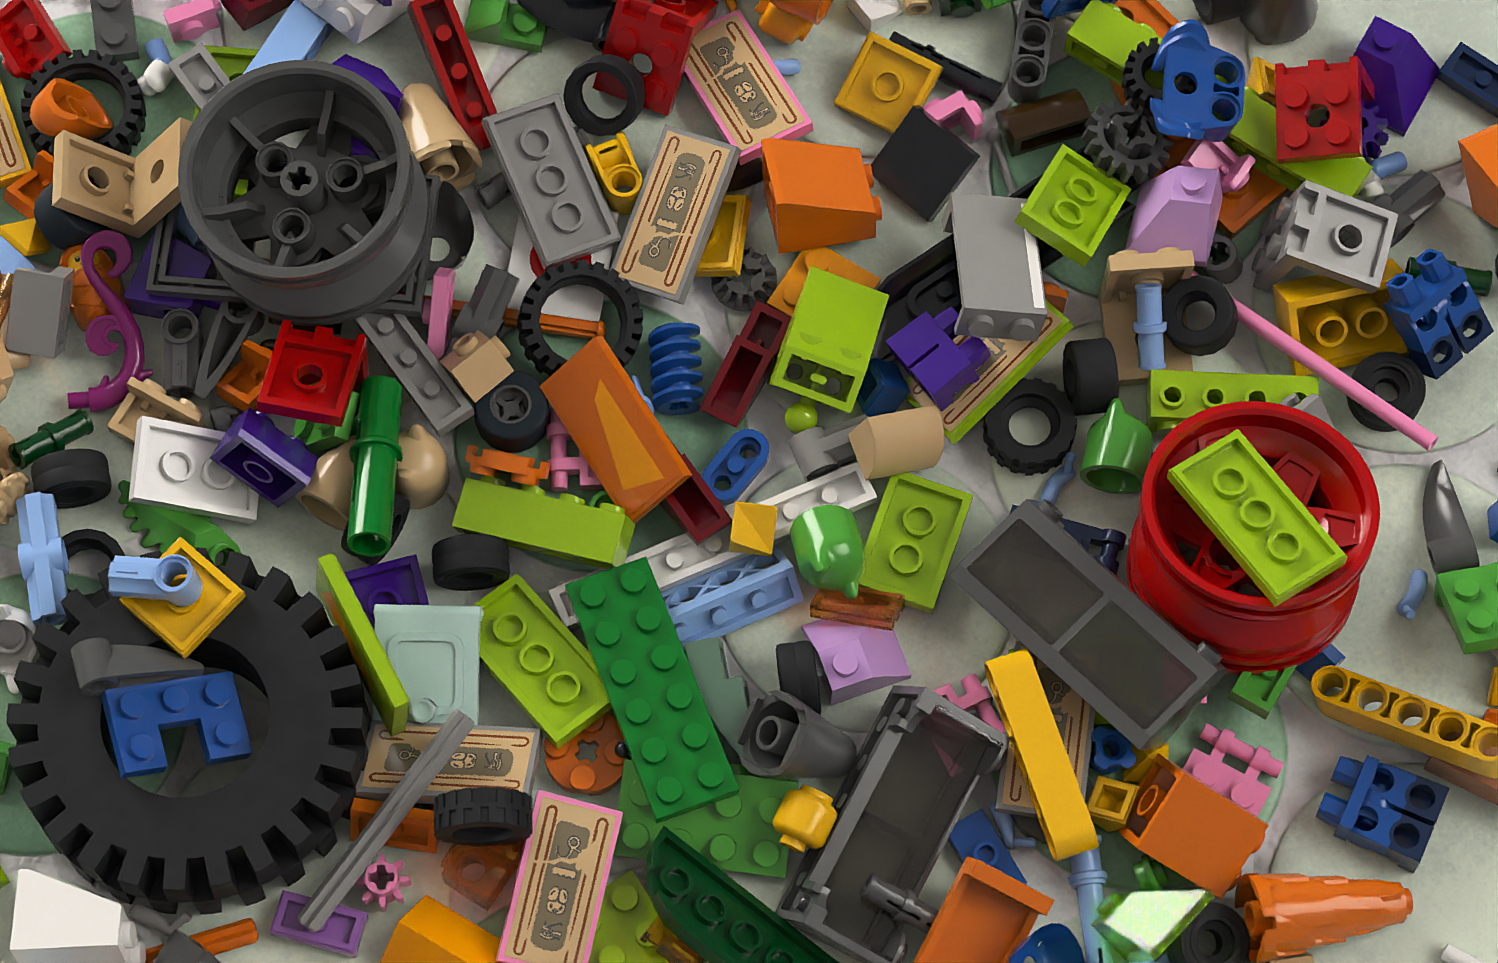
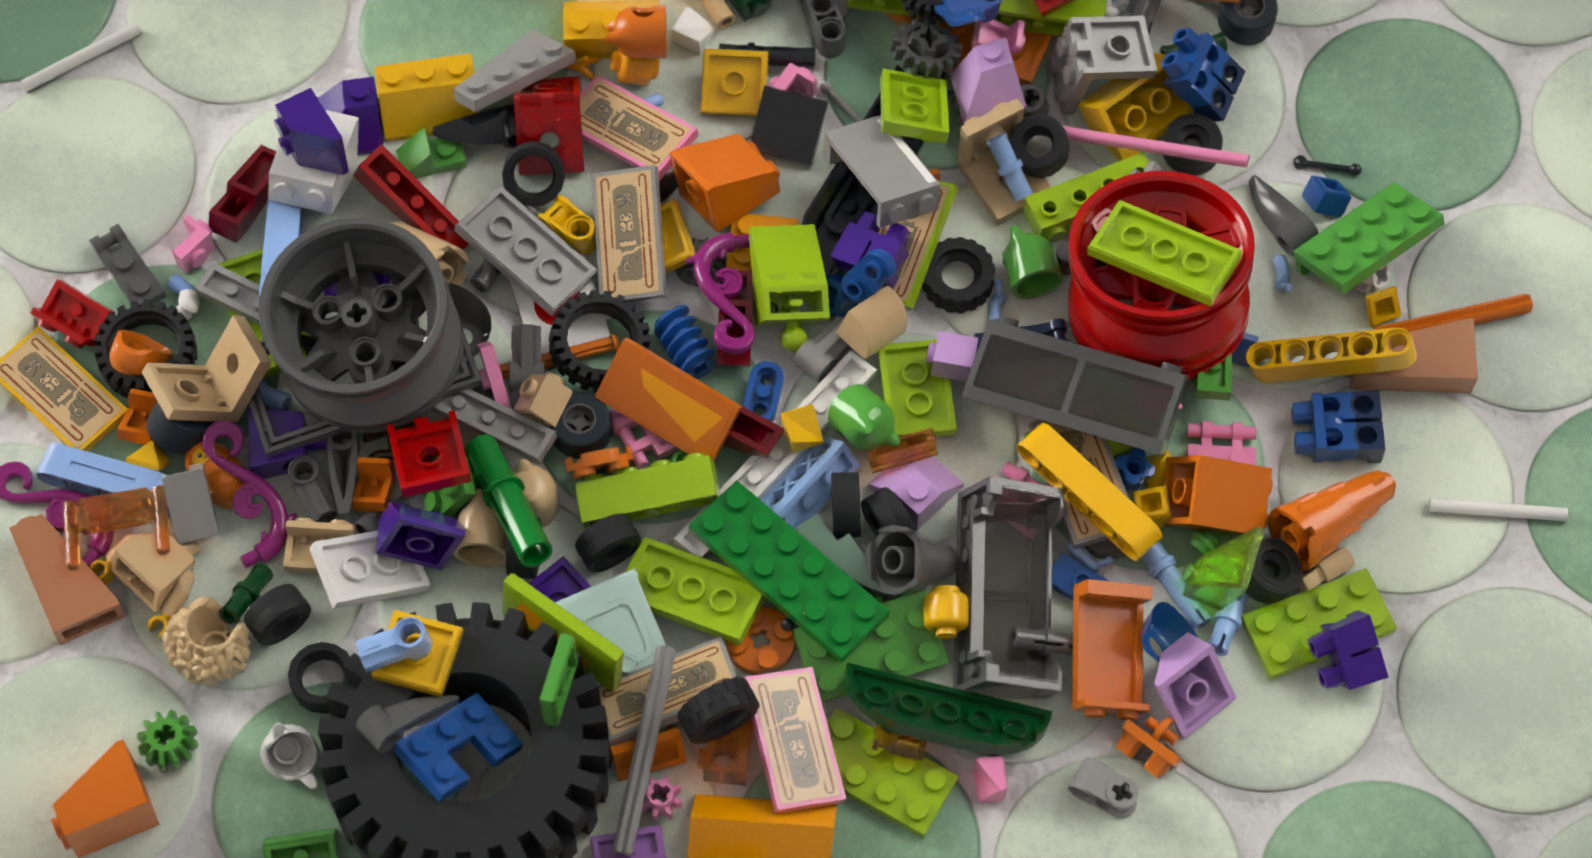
camera: 25 degrees left, 5 degrees down
(42, 557) = (288, 678): light blue piece -> none
(168, 525) = (366, 617): bright green plant -> none
(312, 703) = (559, 680): none -> bright green tile
(737, 329) = (721, 293): none -> magenta plant
(757, 640) = (846, 504): none -> black tyre
(914, 385) = (869, 275): none -> blue plate
(966, 519) = (952, 355): none -> lavender brick
(1043, 121) = (857, 61): dark brown brick -> none
(1090, 375) = (984, 219): black tyre -> none

